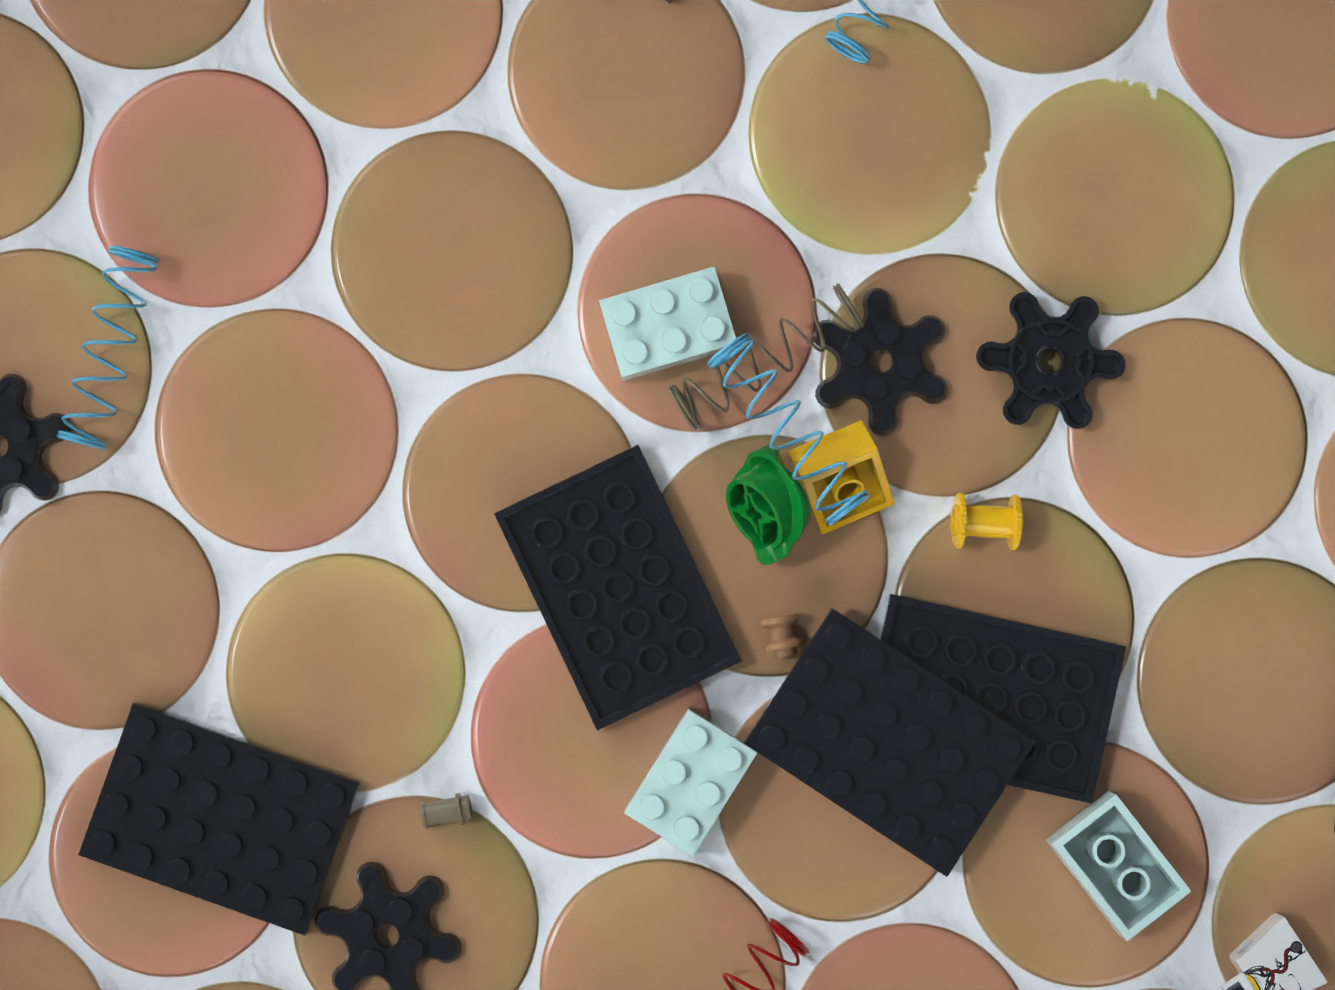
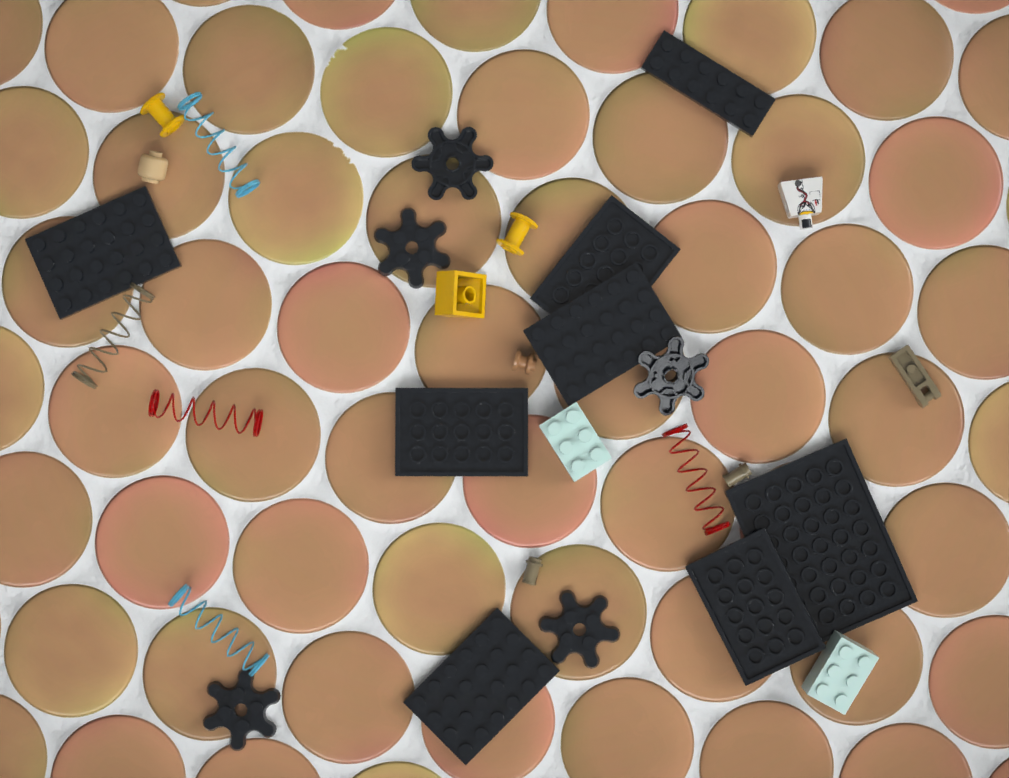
camera: 65 degrees left, 0 degrees up
(410, 69) = (153, 405): none -> red piece
(667, 323) = (342, 344): light aqua brick -> none
(689, 411) = (390, 354): dark tan piece -> none
(728, 352) = (475, 297): medium azure piece -> none
(768, 505) = (456, 337): green piece -> none
(873, 912) = (681, 385): none -> plate
(1118, 865) = (716, 251): light aqua brick -> none

